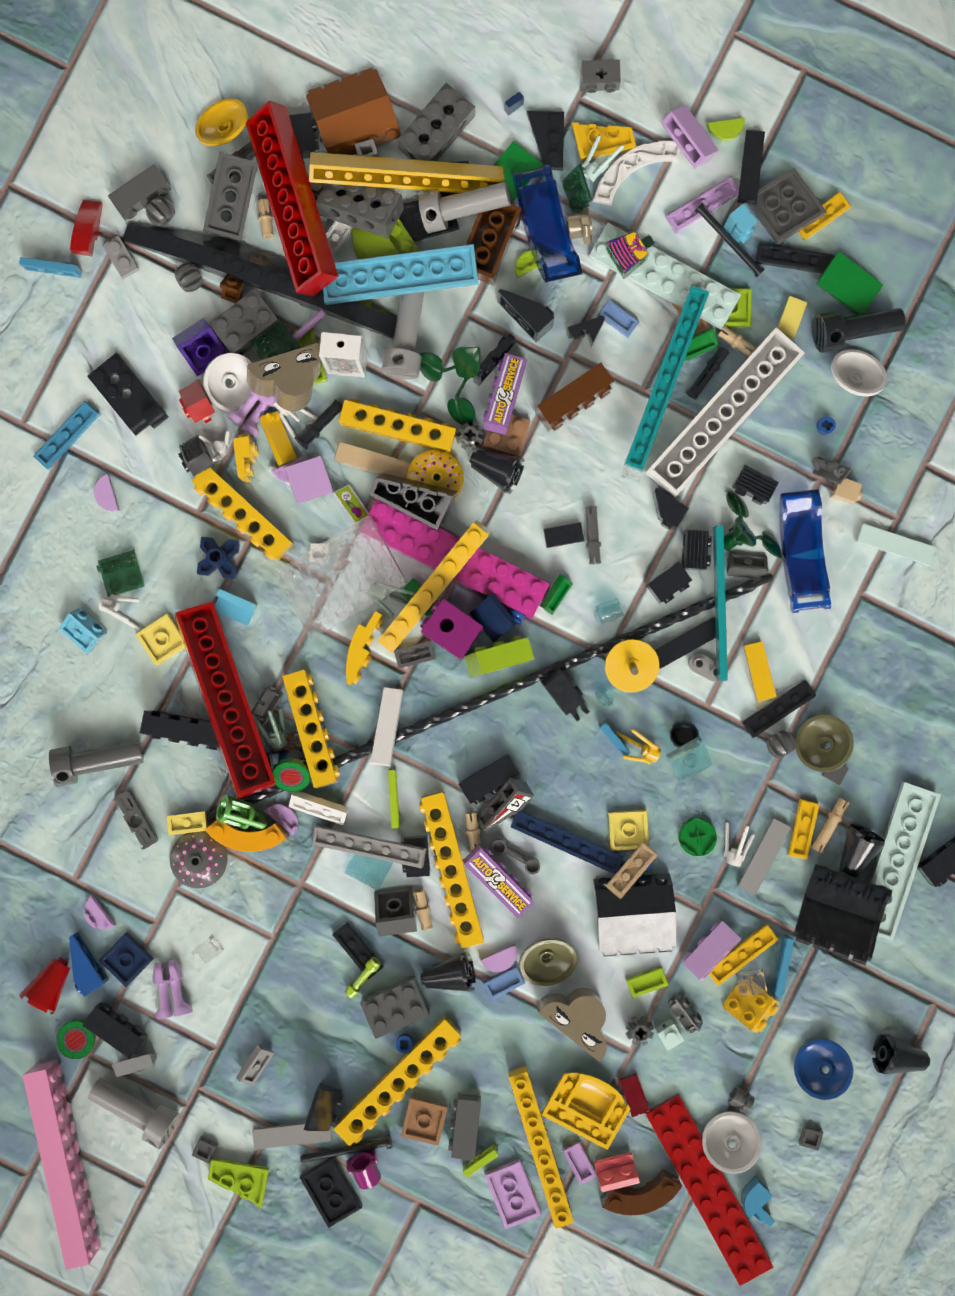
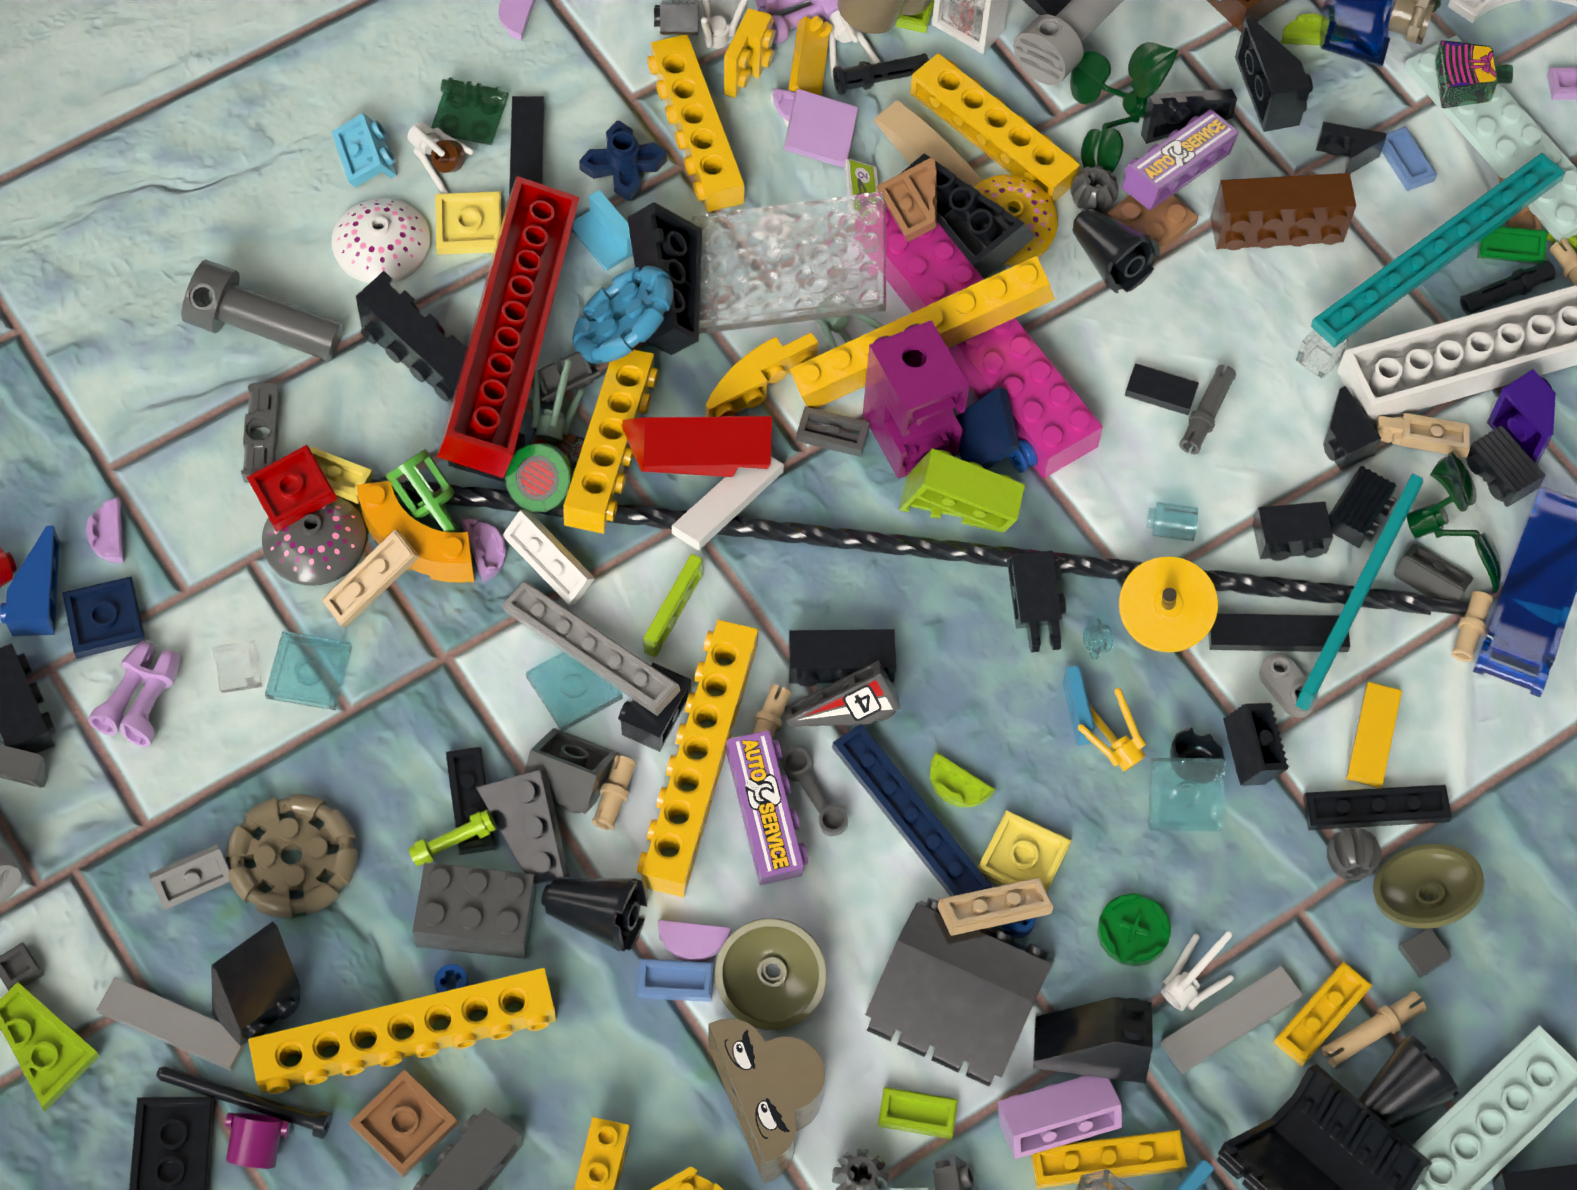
camera: 30 degrees right, 25 degrees down
(127, 608) = (453, 158): none -> reddish brown tile
(136, 679) = (394, 249): none -> white dish
(164, 578) = (527, 139): none -> black tile
(173, 846) = (291, 488): none -> red tile
(241, 930) = (308, 670): none -> clear light blue tile
(242, 872) = (370, 578): none -> tan tile
(278, 646) = (623, 314): none -> dark azure plate
(285, 620) = (675, 246): none -> black wedge
(287, 1036) = (285, 836): none -> dark tan plate
(357, 709) = (700, 444): none -> red slope
(385, 509) = (913, 199): none -> medium nougat wing
(394, 951) = (528, 823): none -> wing
(556, 594) = (1103, 456): green tile -> none
(578, 811) = (956, 784): none -> lime tile
(707, 487) = (1425, 433): none -> tan hinge
(709, 714) = (1255, 744): none -> black brick
(710, 908) = (1097, 1039): none -> black slope
(755, 453) = (1527, 413): none -> dark purple slope
(779, 585) = (1472, 626): none -> tan pin

